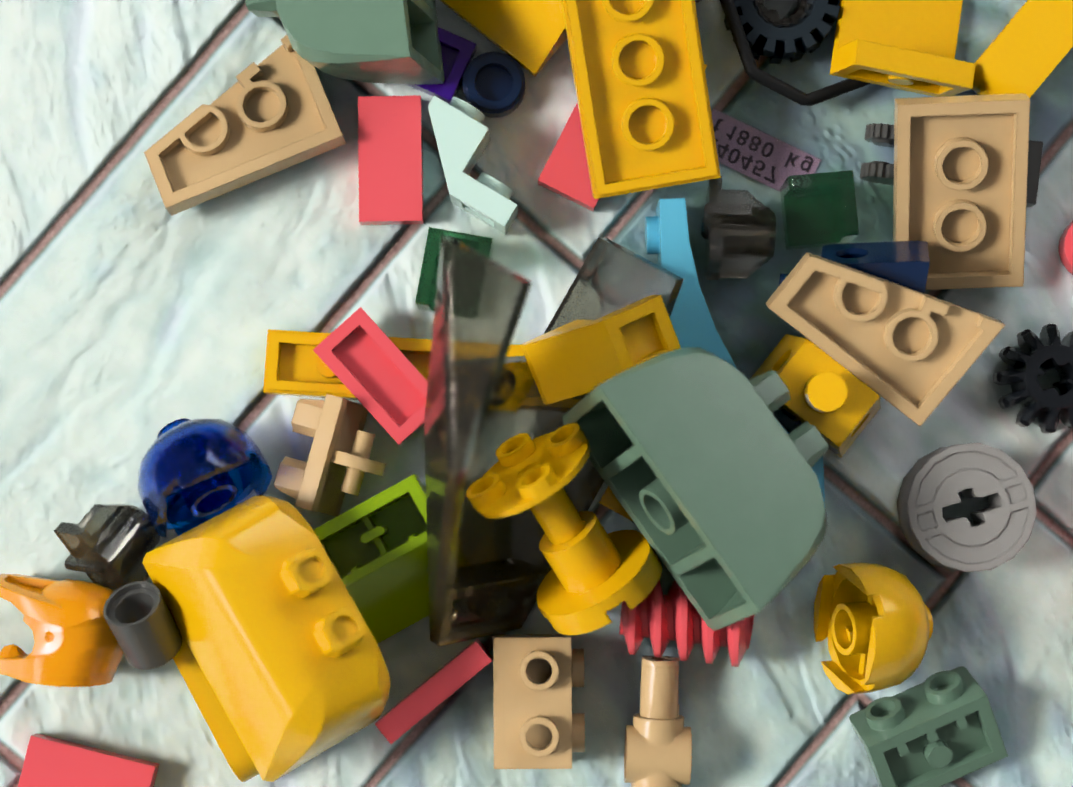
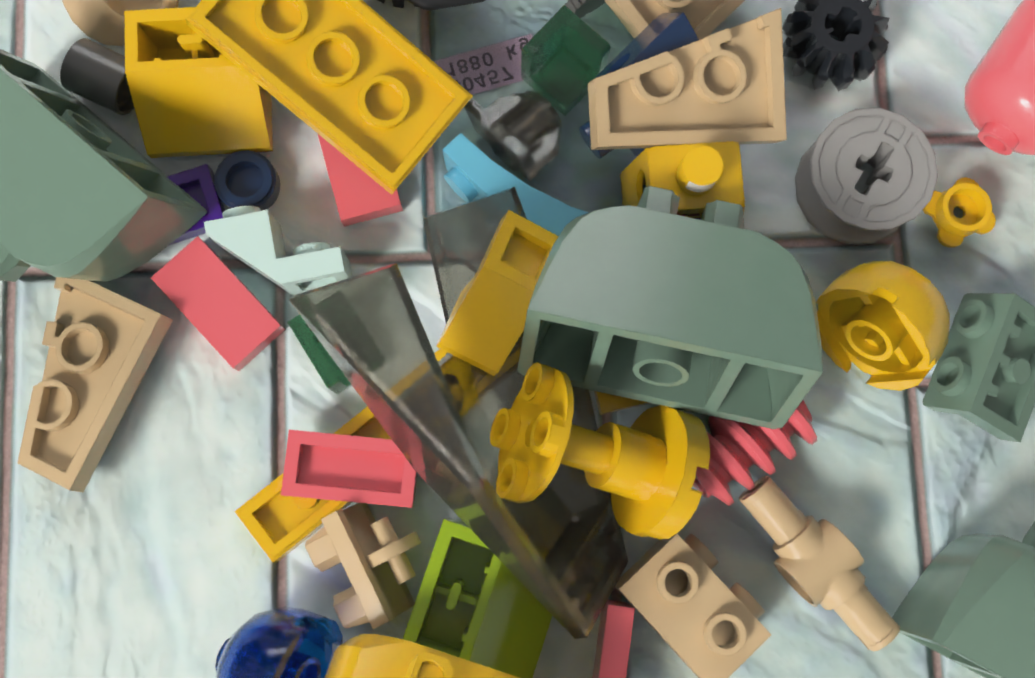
camera: 45 degrees left, 5 degrees down
(1034, 594) = (976, 212): none -> yellow plate

